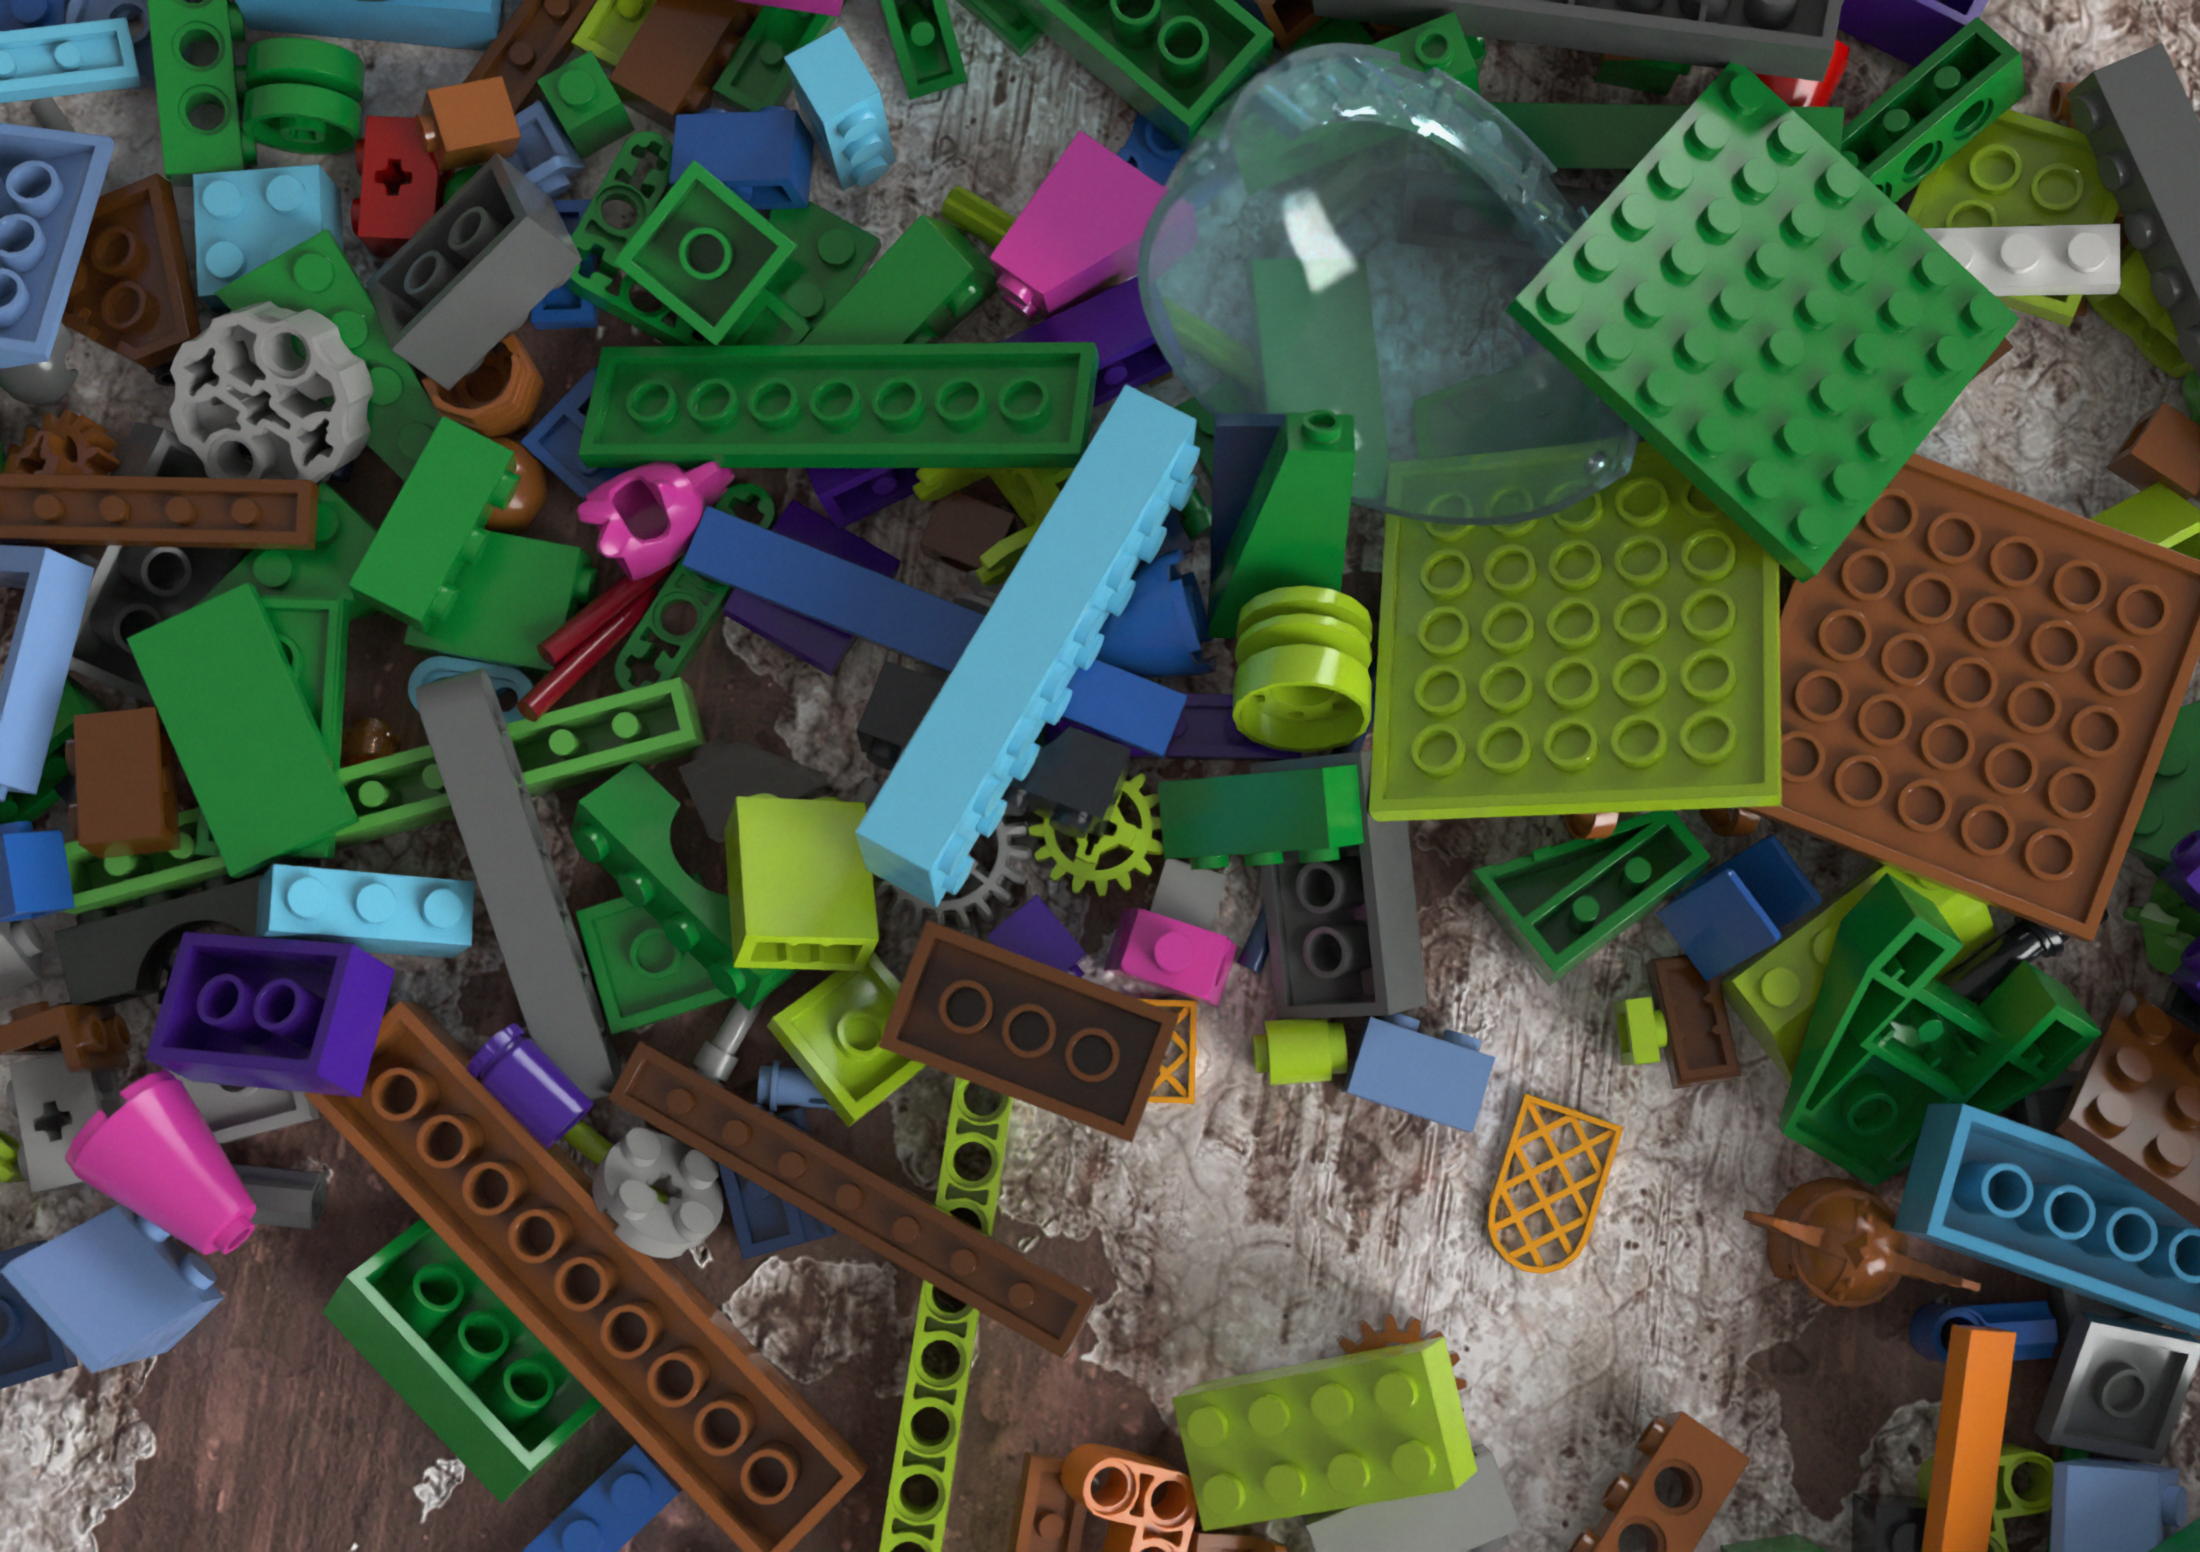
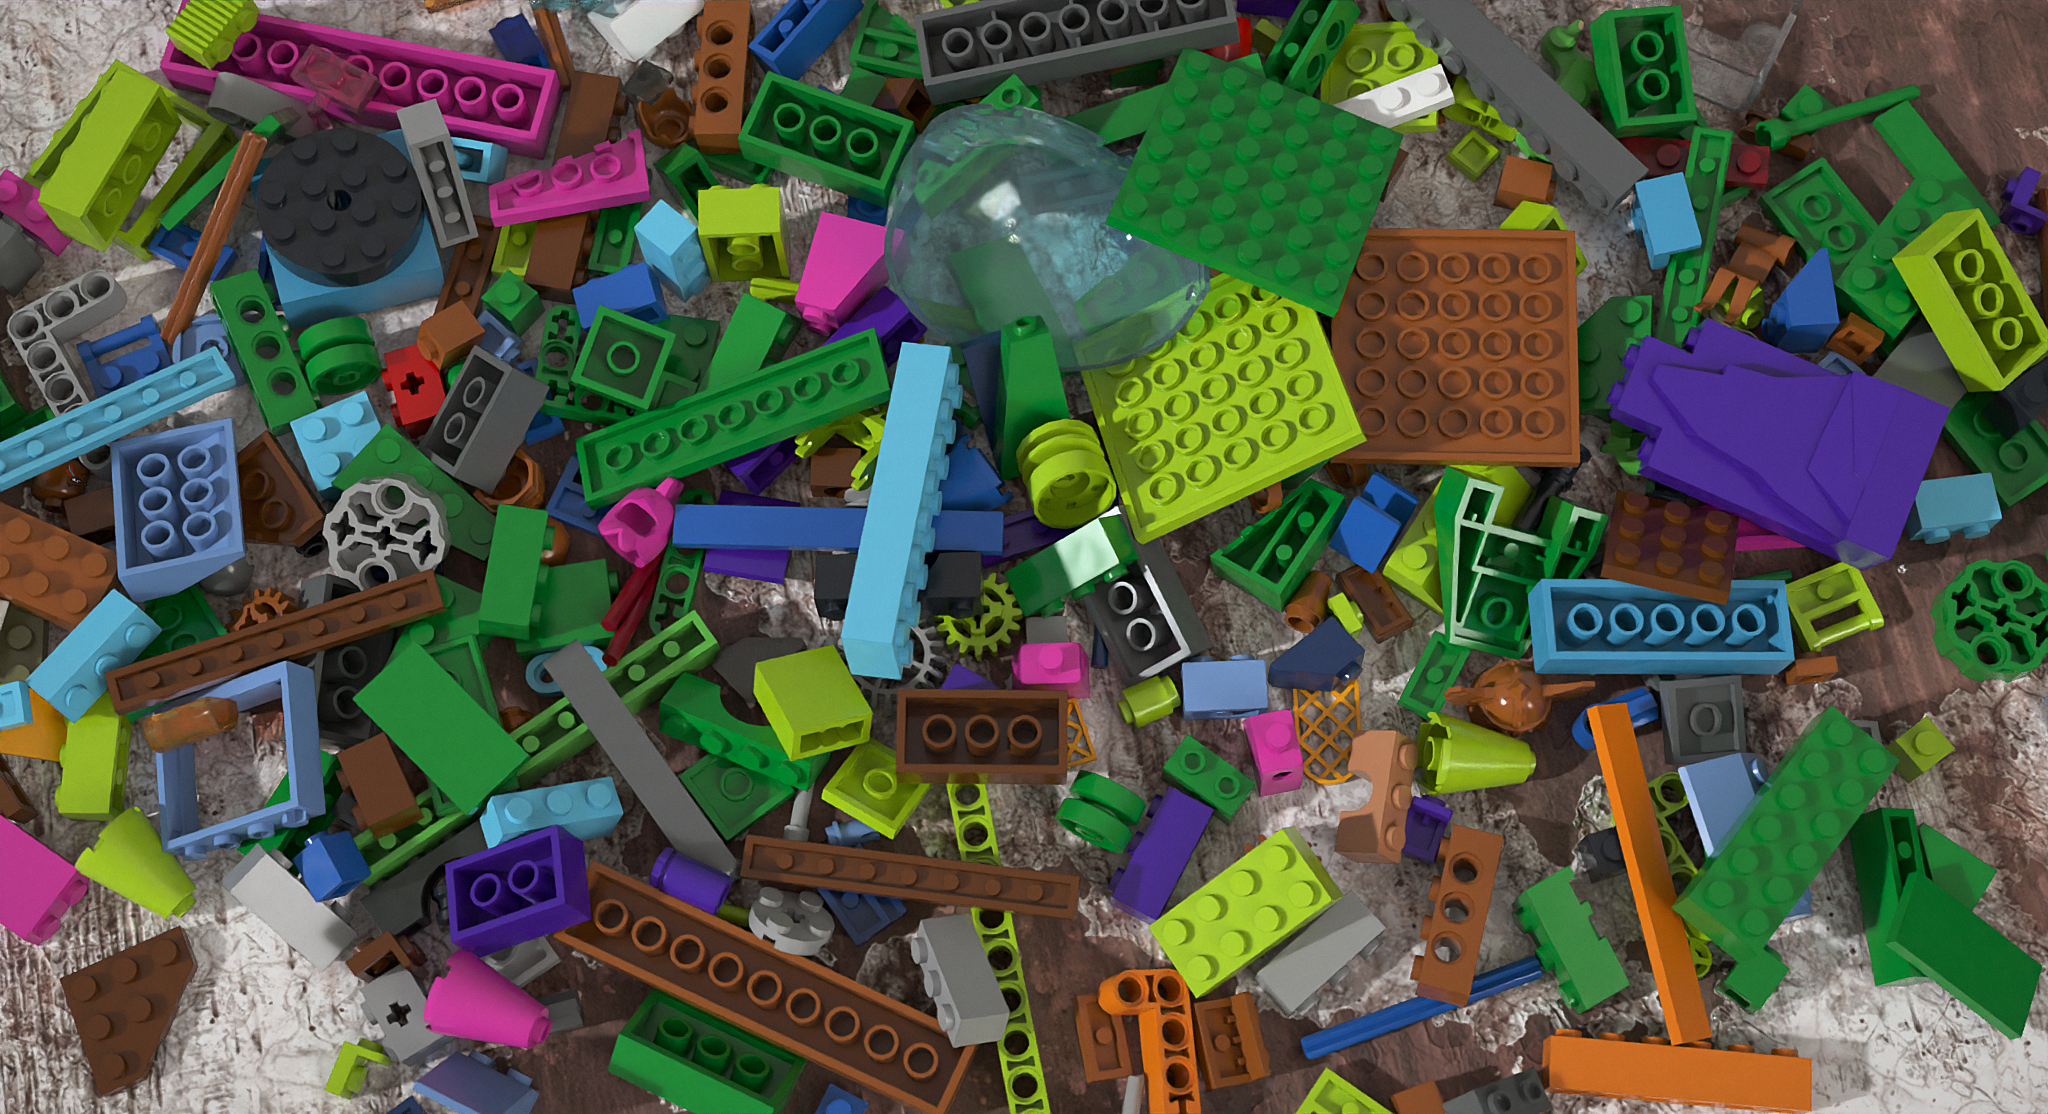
camera: 20 degrees left, 10 degrees down
(867, 1379) = (960, 980): none -> light grey brick
(957, 117) = (744, 232): none -> lime brick
(1166, 1197) = (1100, 811): none -> green wheel
(1231, 1289) = (1159, 855): none -> dark purple brick
(1344, 1204) = (1208, 779): none -> green brick
(1458, 1193) = (1274, 750): none -> dark pink torso
(1569, 1373) = (1378, 828): none -> nougat arch
(1578, 1085) = (1319, 660): none -> dark blue slope
(1594, 987) = (1308, 604): none -> dark orange cone
(1632, 1392) = (1425, 827): none -> dark purple bracket
(1736, 1168) = (1433, 676): none -> green plate
(1740, 1313) = (1468, 756): none -> lime cone
(1864, 82) = (1265, 36): none -> lime tile
(2107, 379) = (1473, 155): none -> lime tile

